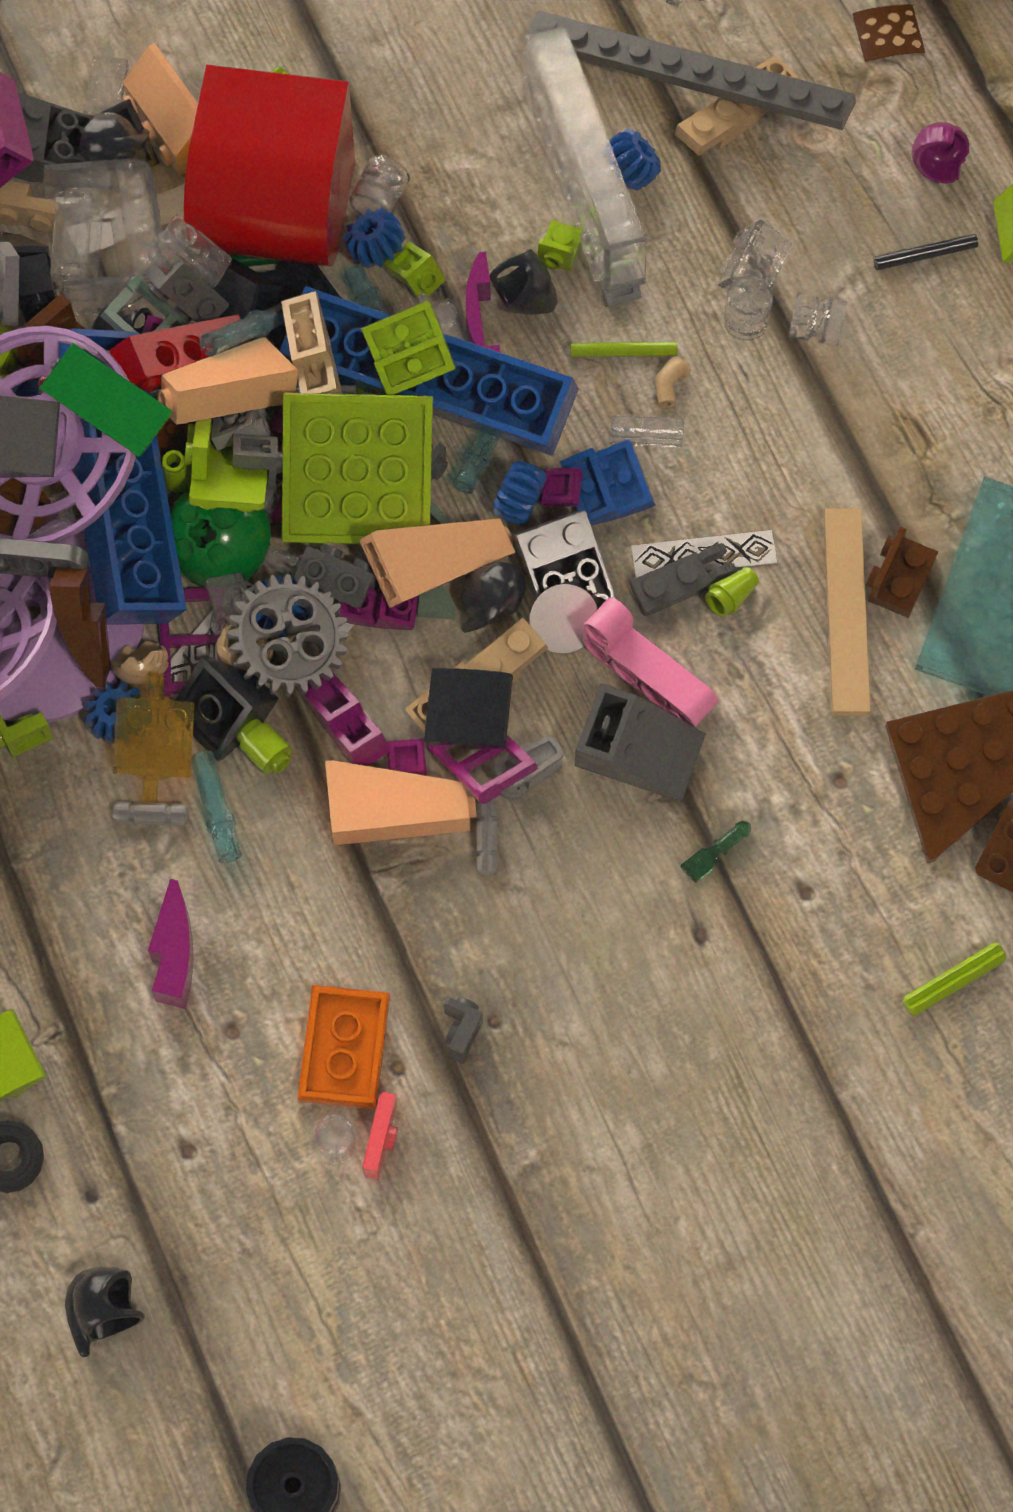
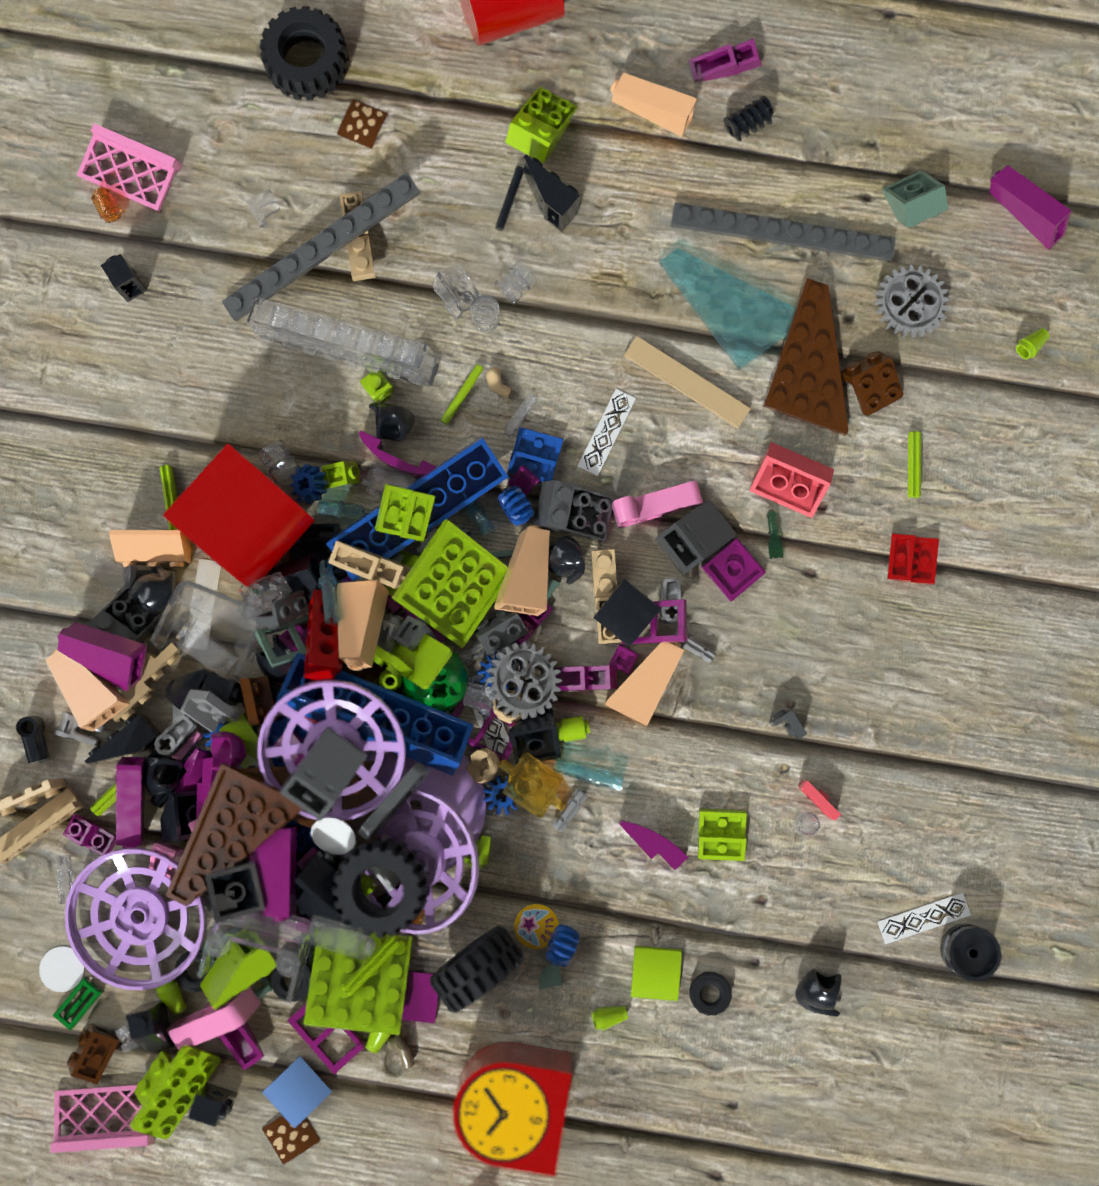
camera: 60 degrees left, 15 degrees up
(81, 623) = (451, 787): reddish brown slope -> none
(105, 399) = (344, 702): green piece -> none
(245, 1035) = (722, 834): none -> lime slope
(304, 1401) = (924, 918): none -> white sticker
(344, 1047) = (758, 788): orange tile -> none
(560, 617) = (600, 529): white sticker -> none
(630, 827) = (733, 569): none -> magenta tile
(635, 159) = (355, 312): blue gear -> none
(679, 580) = (615, 455): dark grey hinge -> none
(730, 593) = (640, 433): lime cone -> none
(810, 822) = (792, 480): none -> coral slope
(818, 1060) = (913, 559): none -> red slope
(901, 574) = (686, 340): reddish brown bracket -> none
(940, 152) = (458, 150): magenta hair -> none
(962, 293) = (555, 199): none -> black slope

